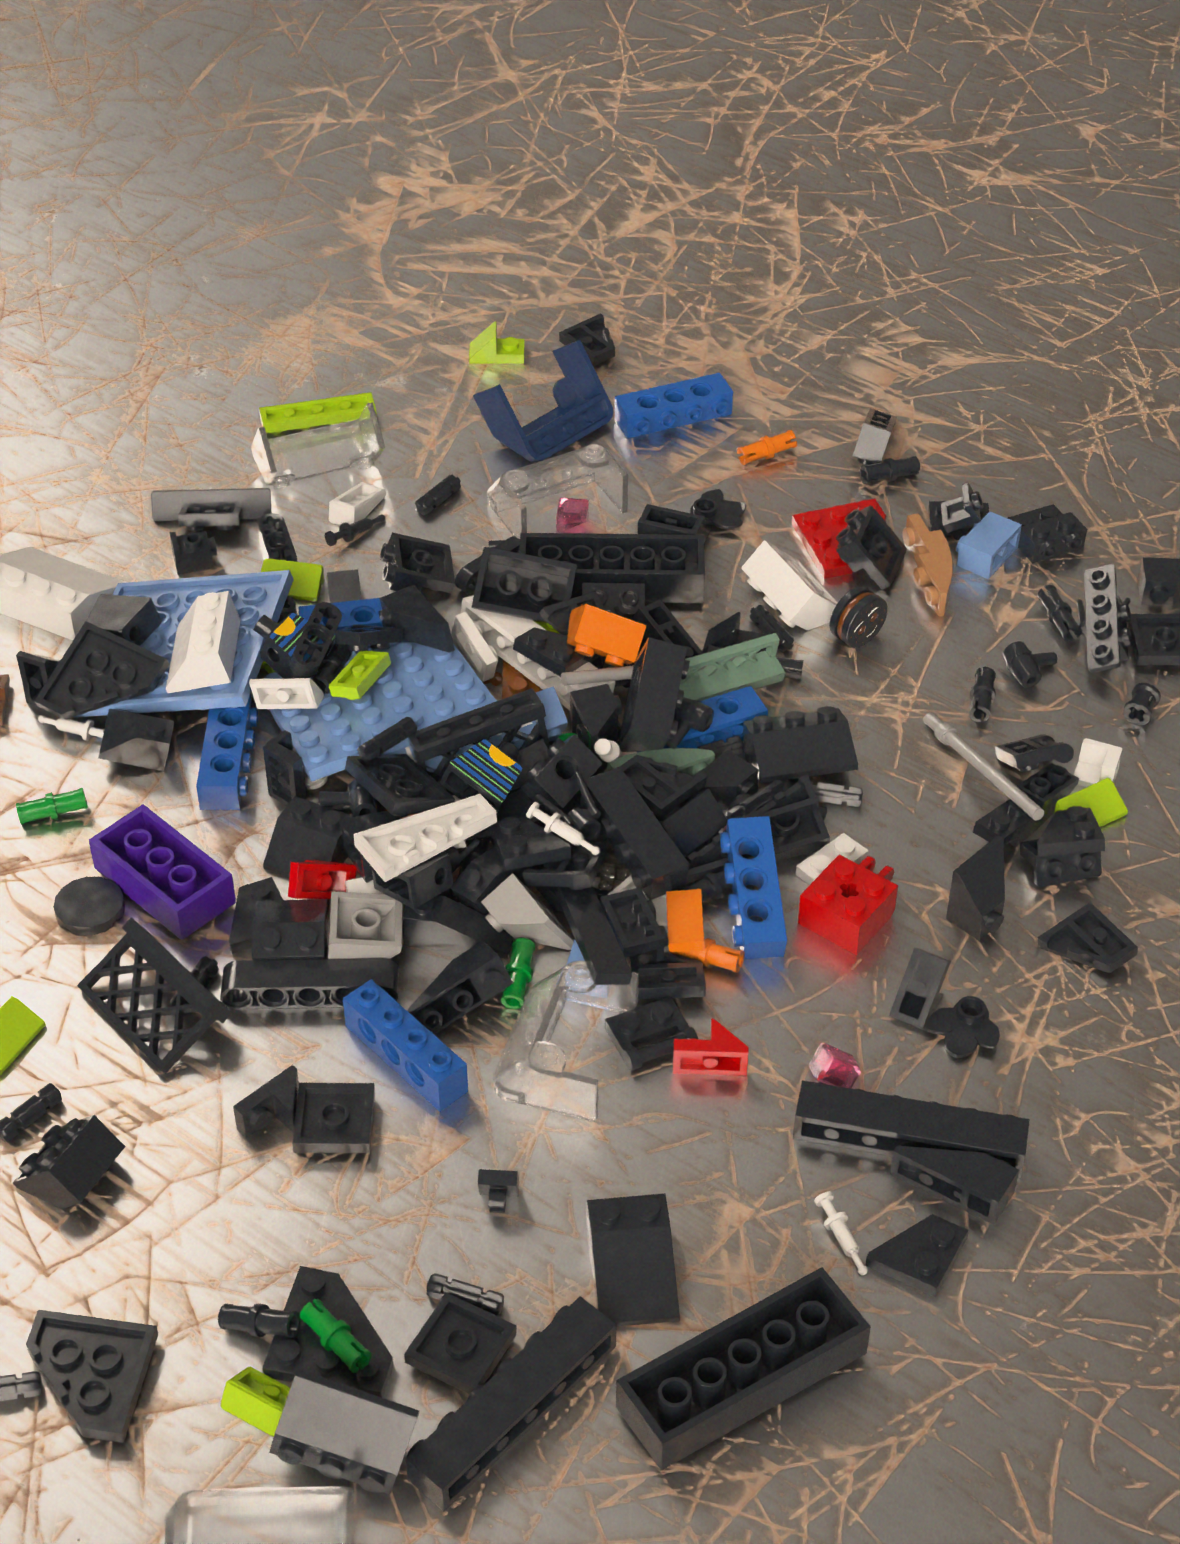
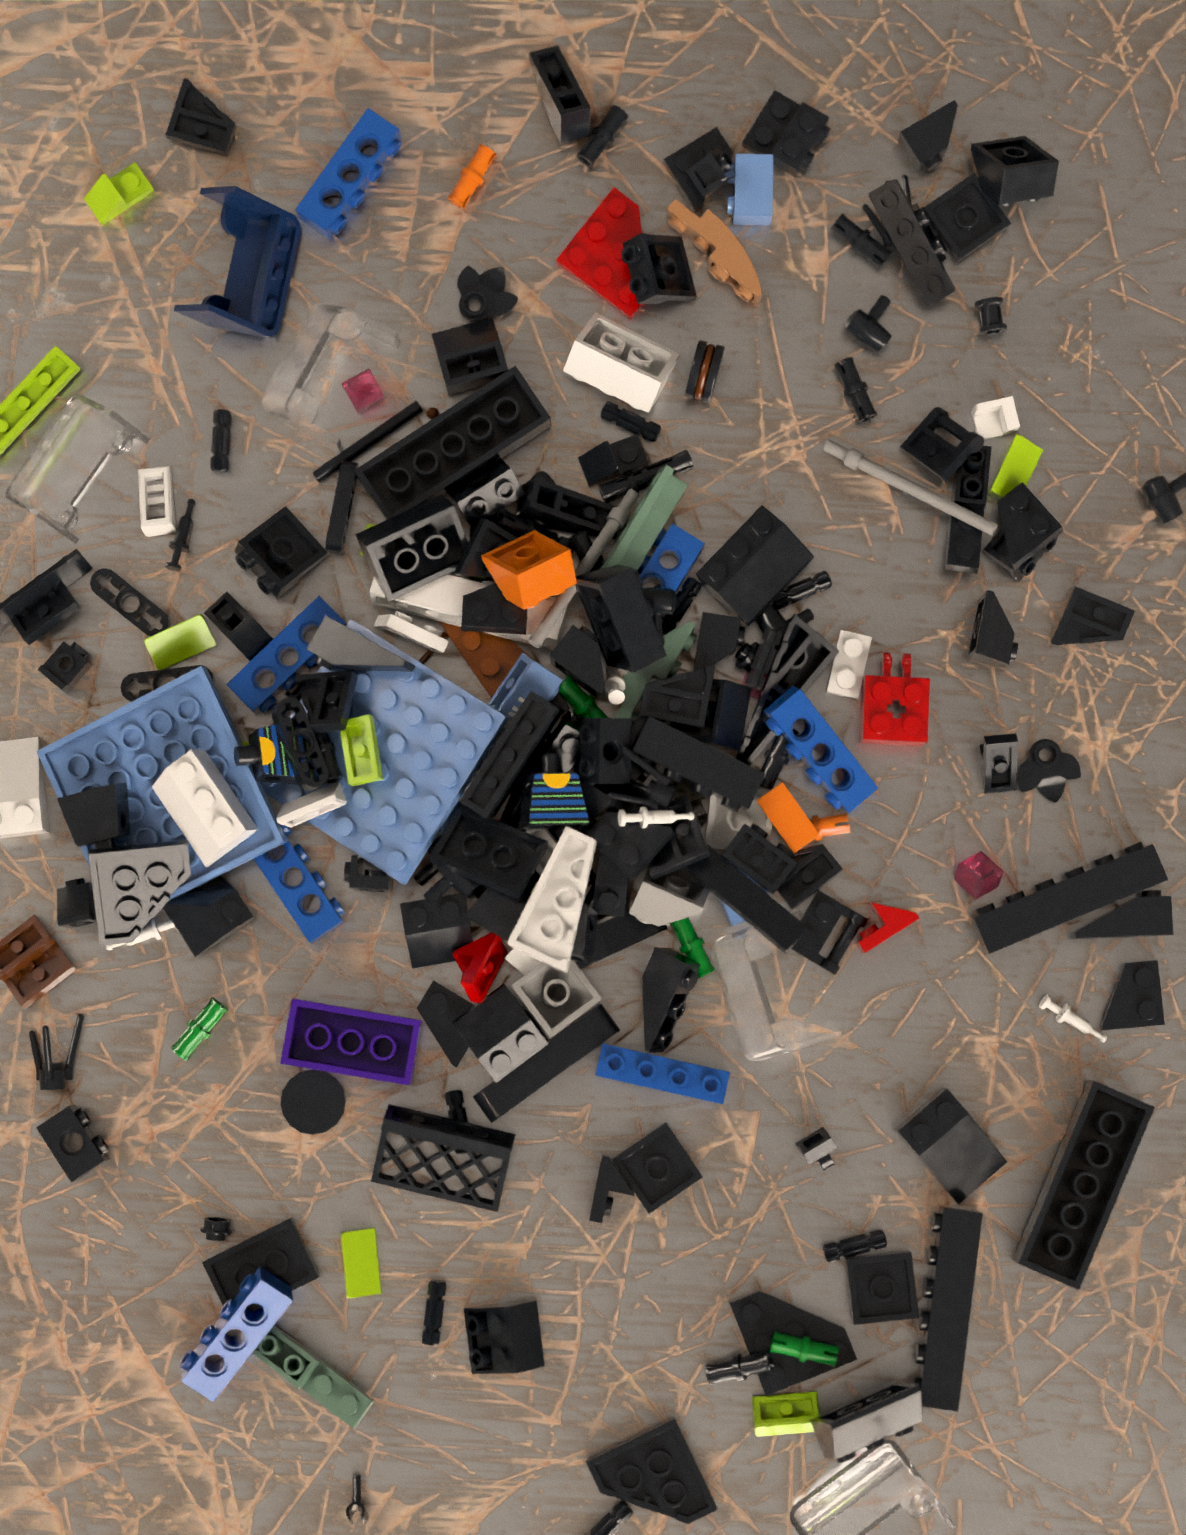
camera: 35 degrees left, 40 degrees up
(387, 739) = (451, 820): black axle -> none

